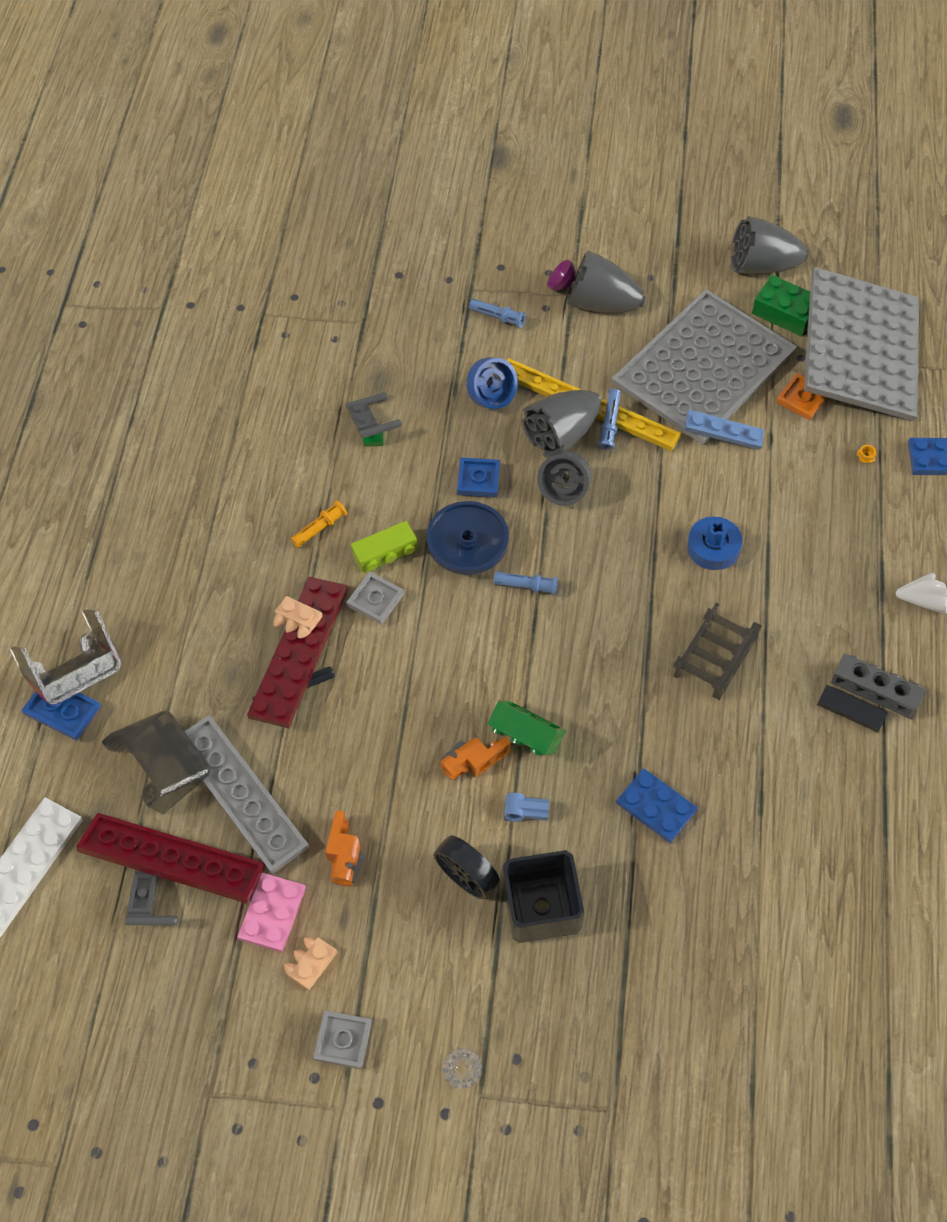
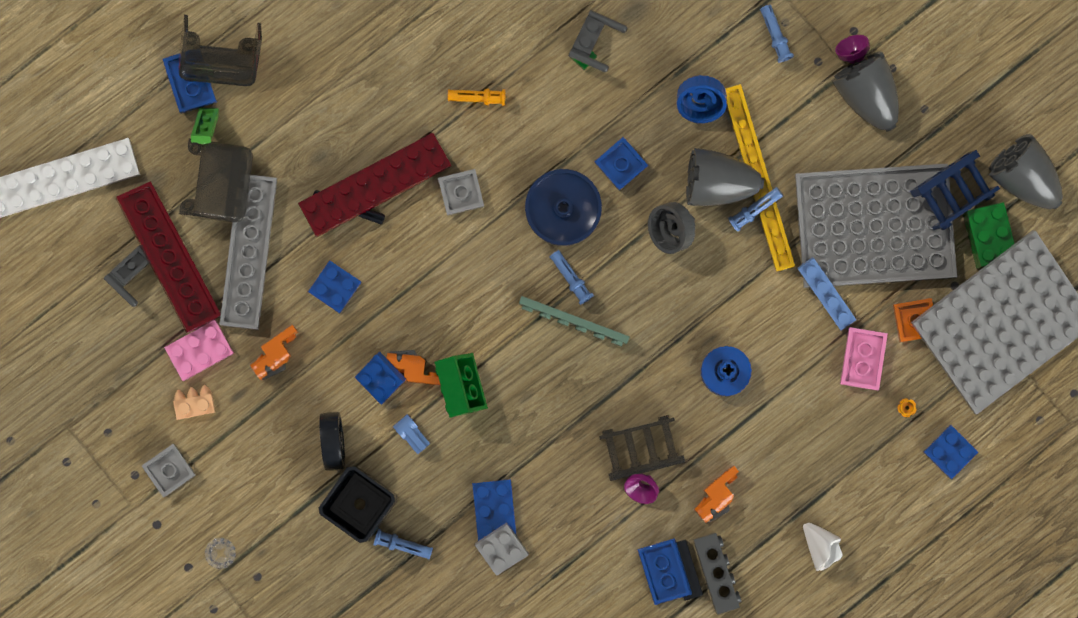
camera: 40 degrees right, 25 degrees up
(107, 722) = (204, 125): none -> bright green plate
(297, 616) = (394, 160): light nougat plate -> none
(342, 756) = (334, 286): none -> blue plate
(384, 547) = (503, 159): lime brick -> none
(454, 786) = (380, 378): none -> blue plate
(561, 608) = (566, 319): none -> sand green plate
(601, 906) = (394, 542): none -> medium blue pin
(697, 826) = (501, 549): none -> light grey plate
(714, 295) = (953, 171): none -> dark blue fence
(757, 681) = (641, 492): none -> magenta piece
(799, 450) = (863, 358): none -> bright pink plate
(812, 631) = (718, 497): none -> orange plate
(839, 722) = (664, 571): none -> blue tile

